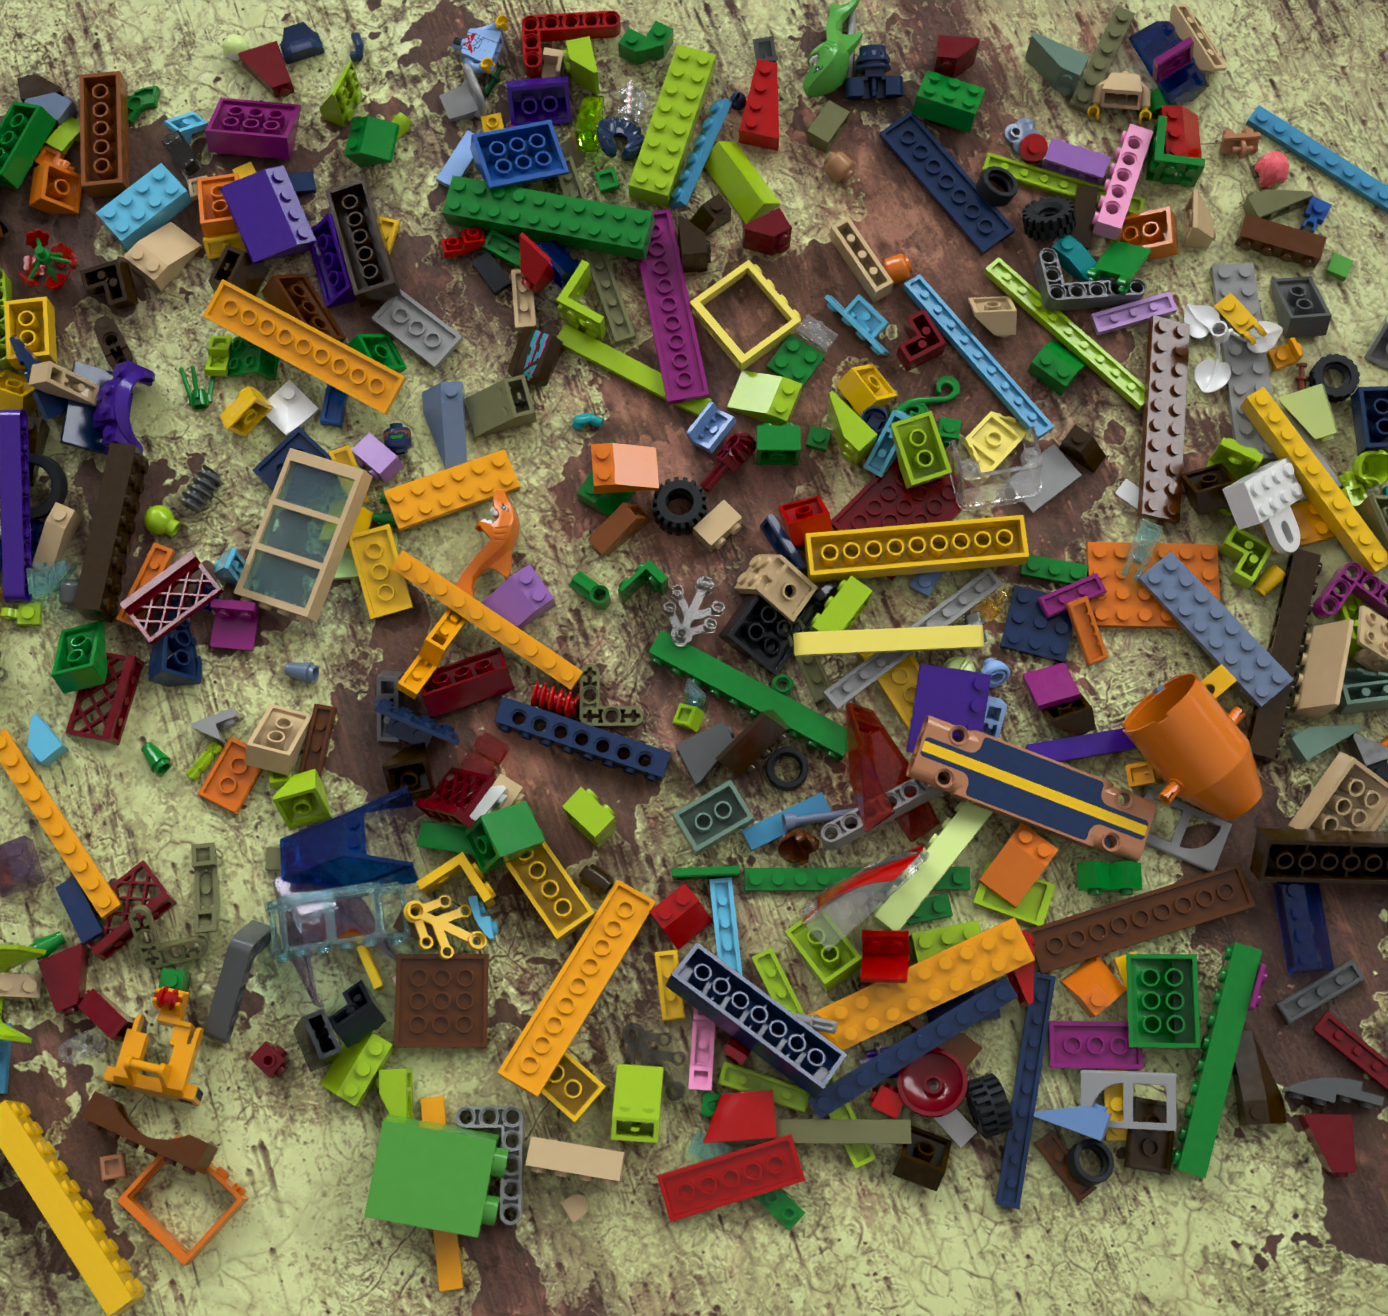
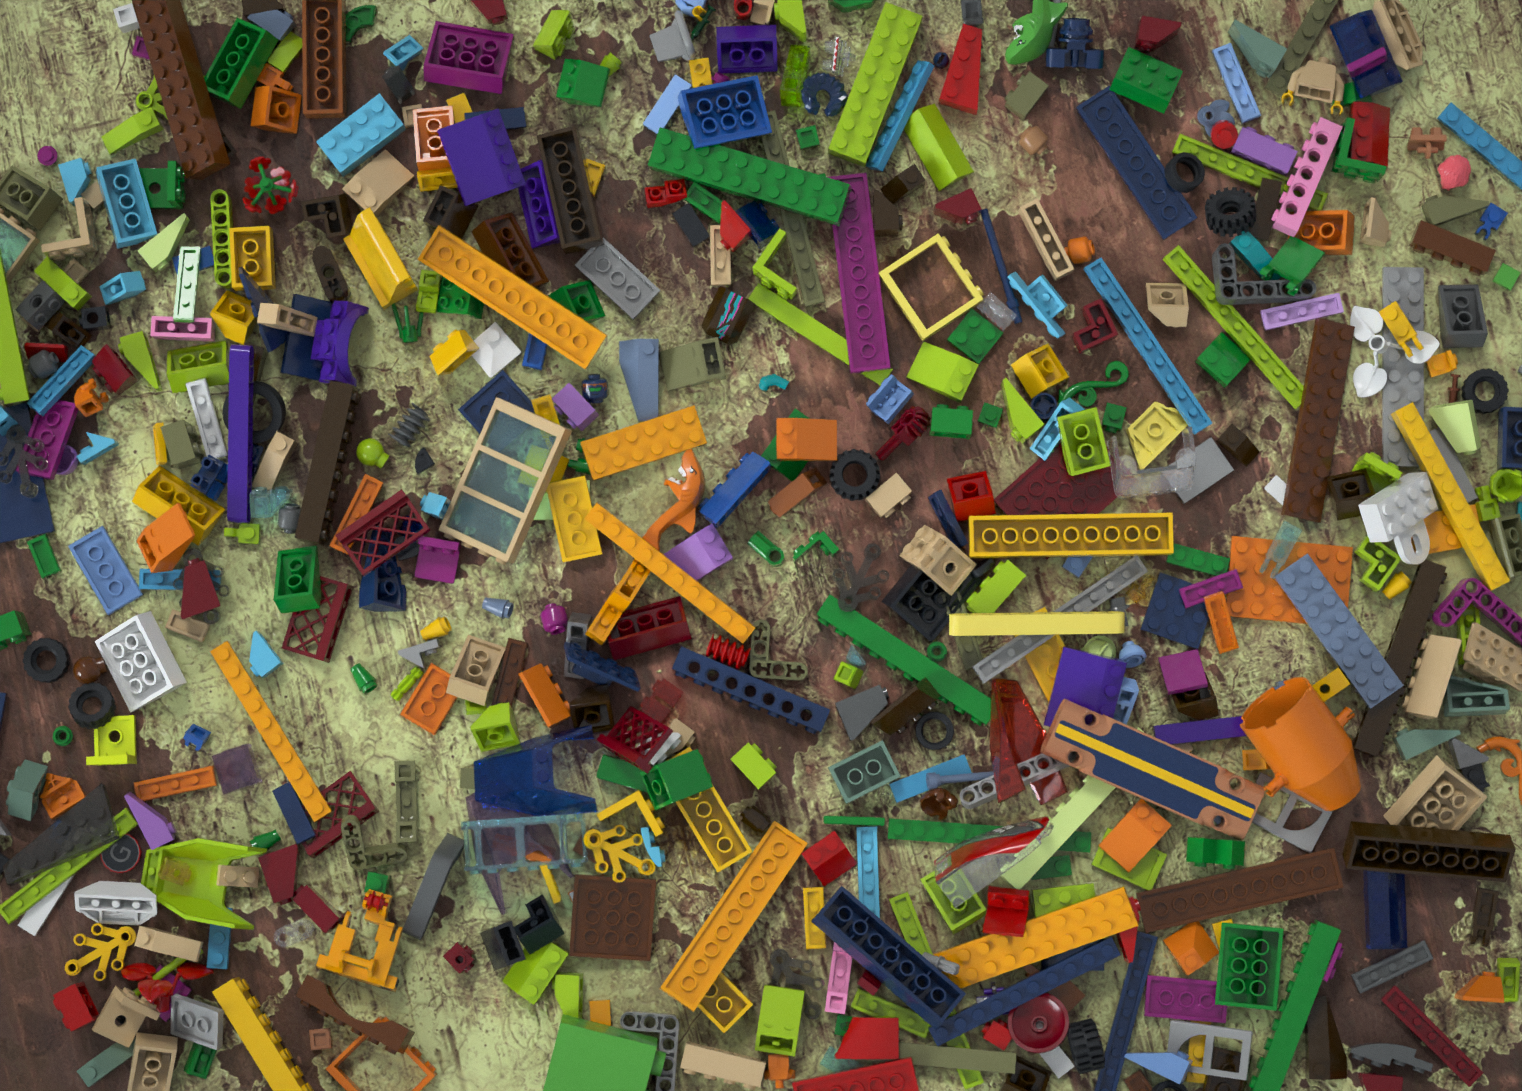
camera: 10 degrees right, 10 degrees up
(163, 321) = (379, 260): none -> yellow panel
(202, 619) = (408, 552): none -> black tile
(217, 527) = (423, 461): none -> black tile
(235, 699) = (437, 628): none -> yellow cone
(356, 759) = (546, 694): none -> orange slope
(363, 679) = (554, 619): none -> magenta head
(553, 529) = (735, 489): none -> blue slope
(640, 1161) = (778, 1070): none -> orange piece
(830, 322) = (1012, 303): none -> dark blue bar
(1039, 103) = (1236, 83): none -> light blue tile

